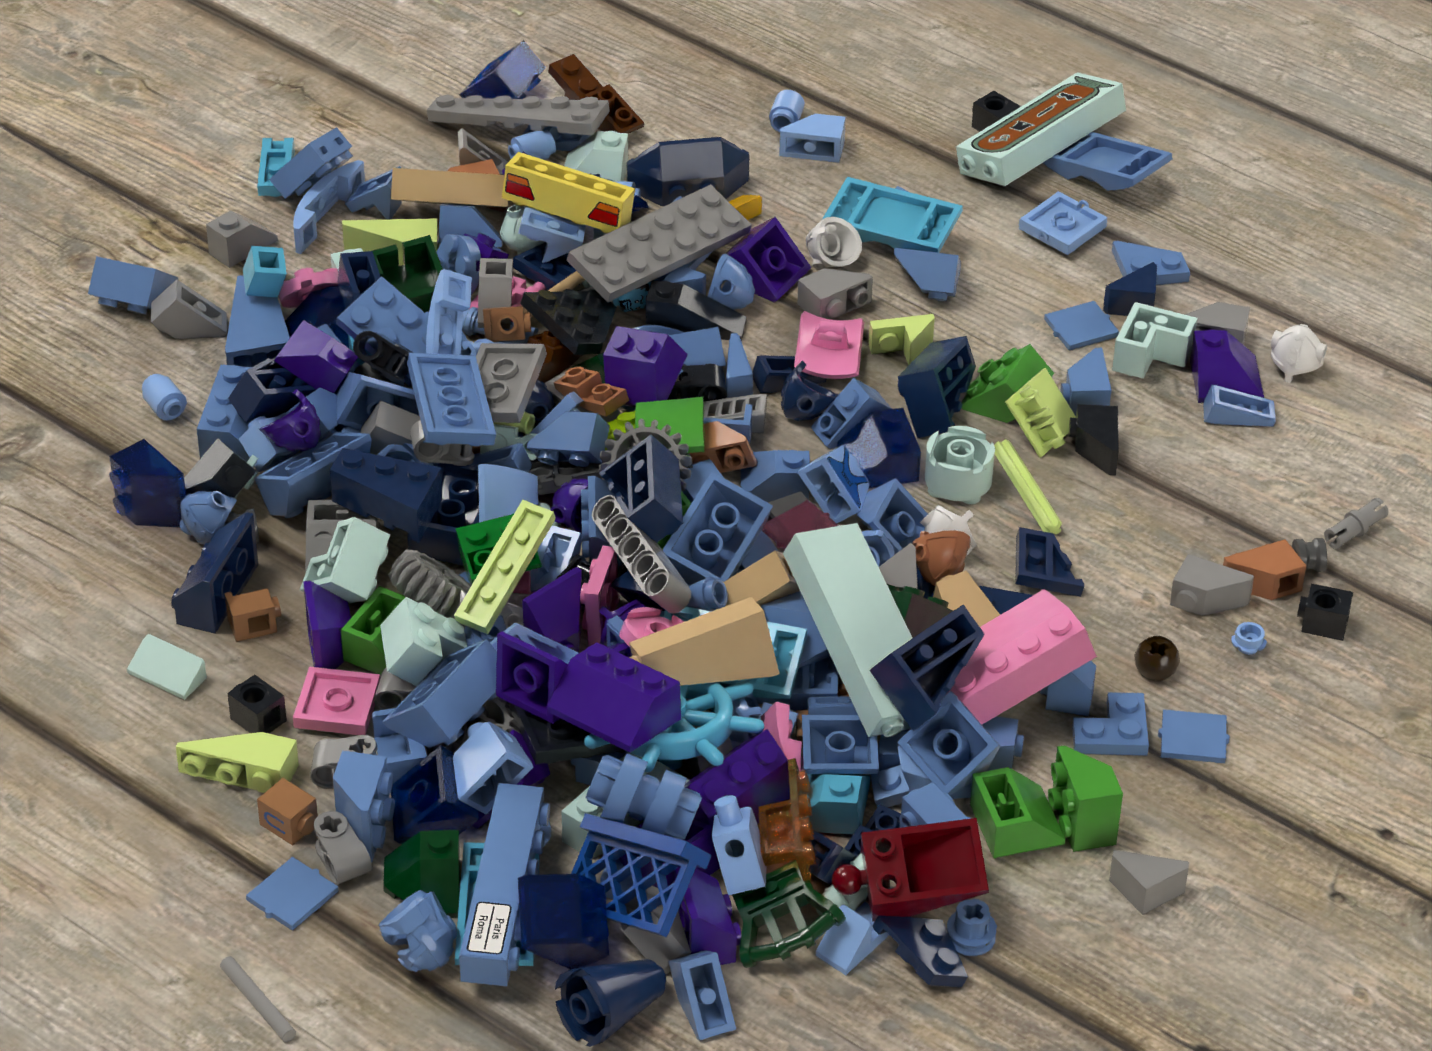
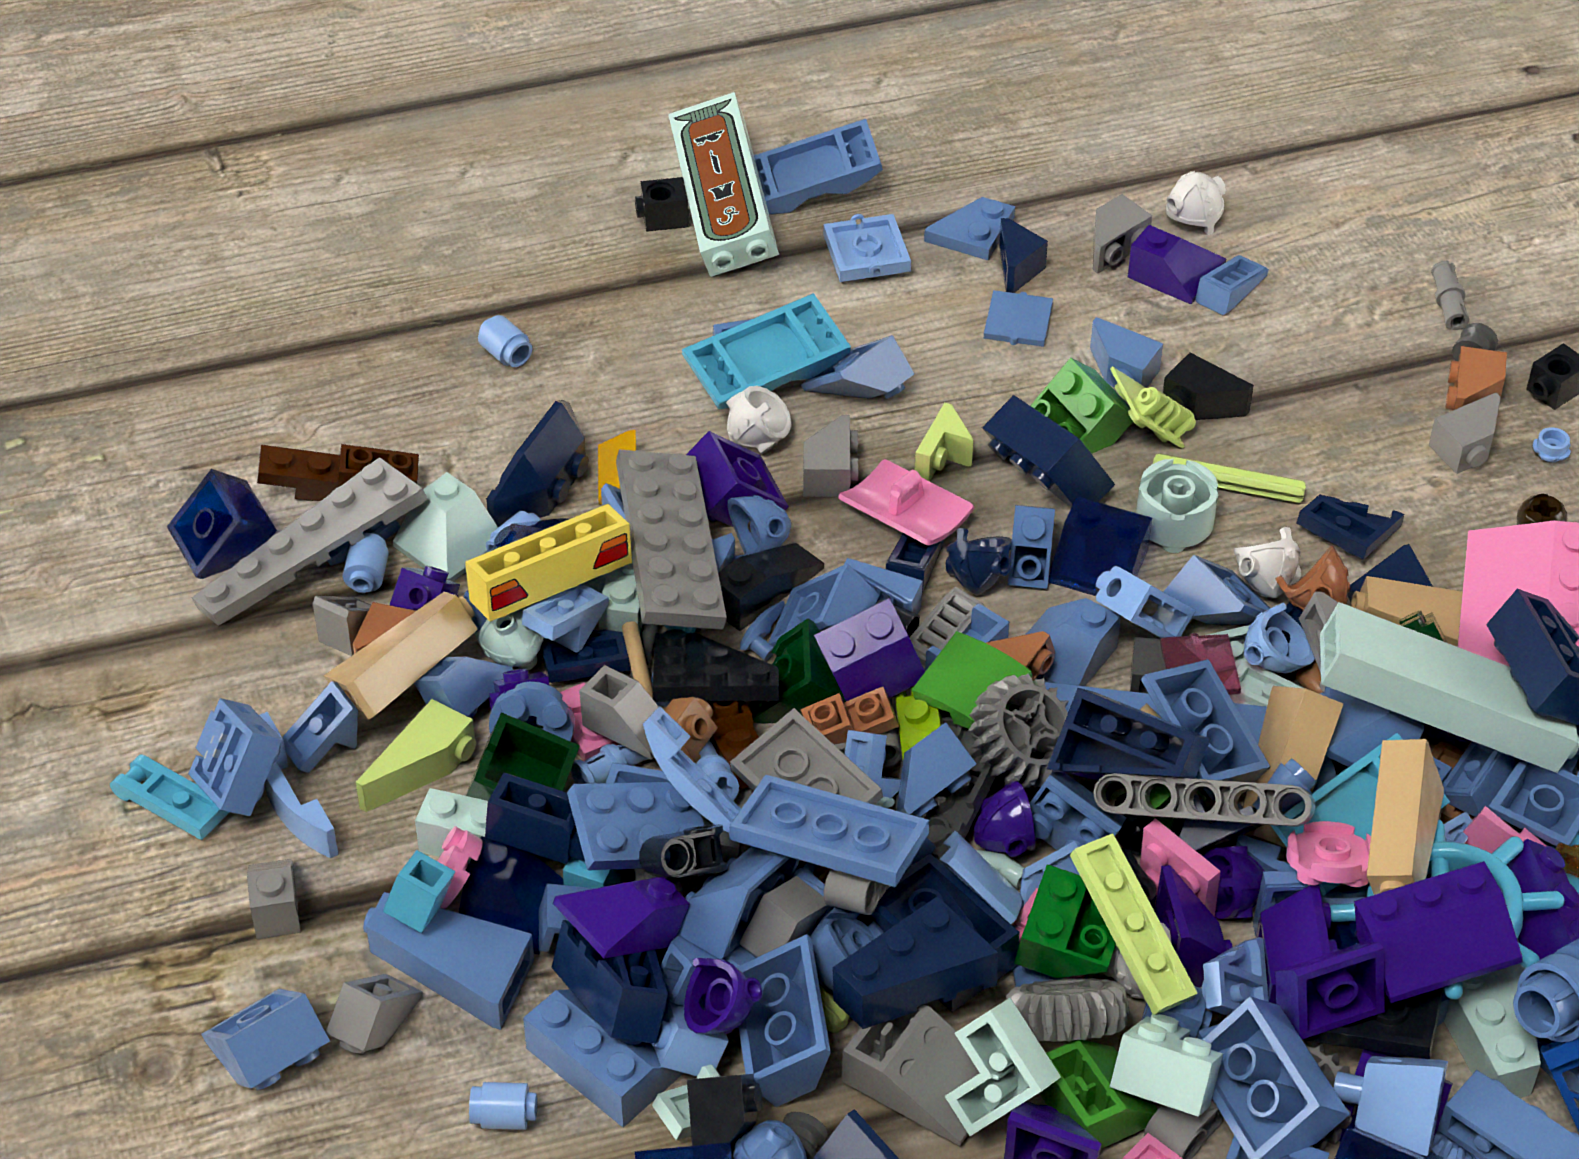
camera: 55 degrees left, 5 degrees up
(814, 138) = (574, 341): light blue slope -> none
(1152, 335) = (1105, 279): light aqua brick -> none

